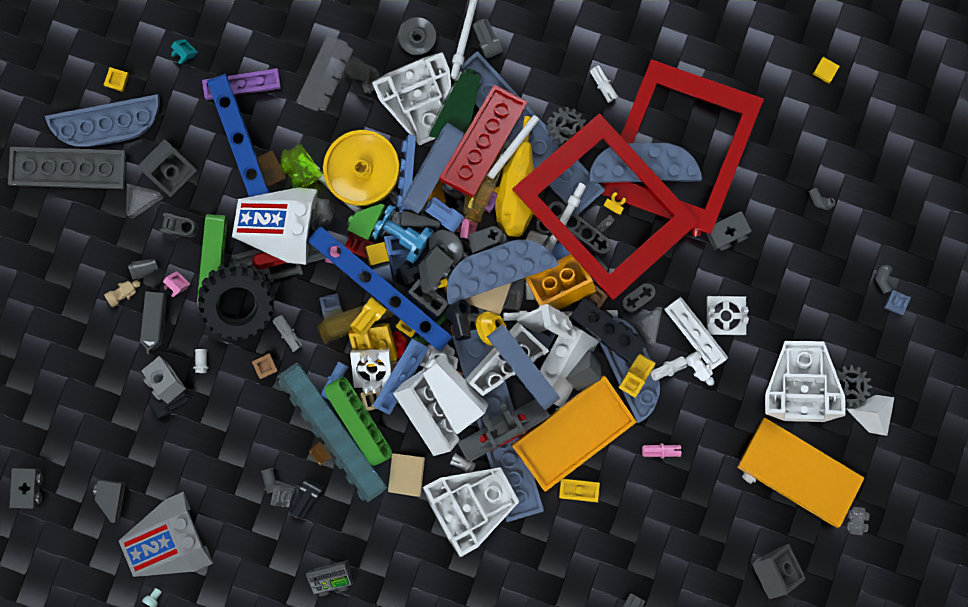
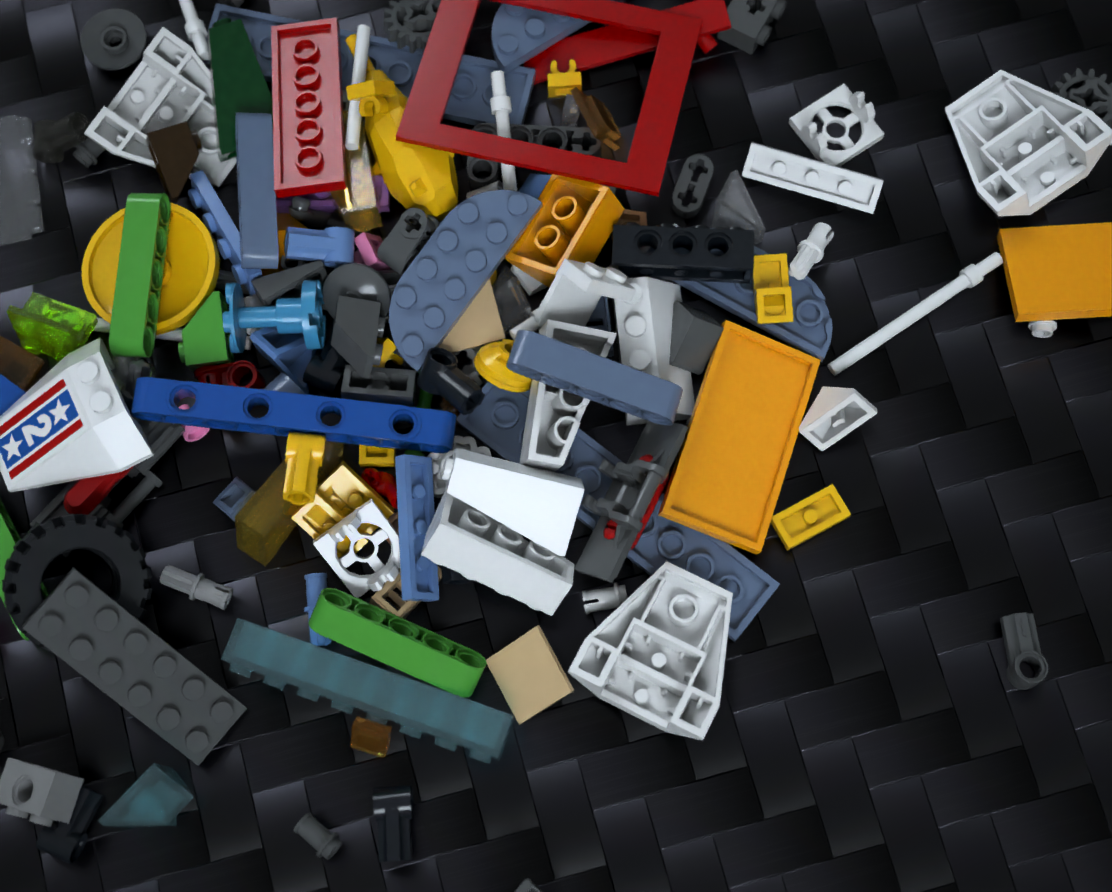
camera: 25 degrees left, 10 degrees down
(201, 361) = (84, 722): white pin -> none
(209, 420) = (150, 801): none -> clear light blue slope
(238, 356) = (134, 666): none -> dark grey plate
(265, 366) = (198, 654): medium nougat plate -> none
(281, 496) = (353, 847): clear plate -> none
(353, 171) = (140, 275): none -> bright green beam
(376, 253) = (255, 369): yellow tile -> none
(406, 122) = (174, 156): none -> dark brown slope
(515, 158) = (371, 93): none -> yellow tile
(616, 236) = (598, 118): none -> clear orange piece
(622, 453) = (835, 415): none -> white slope
(661, 451) = (889, 375): bright pink axle -> none
(702, 372) = (862, 226): white piece -> none
(734, 430) = (968, 277): none -> white bar

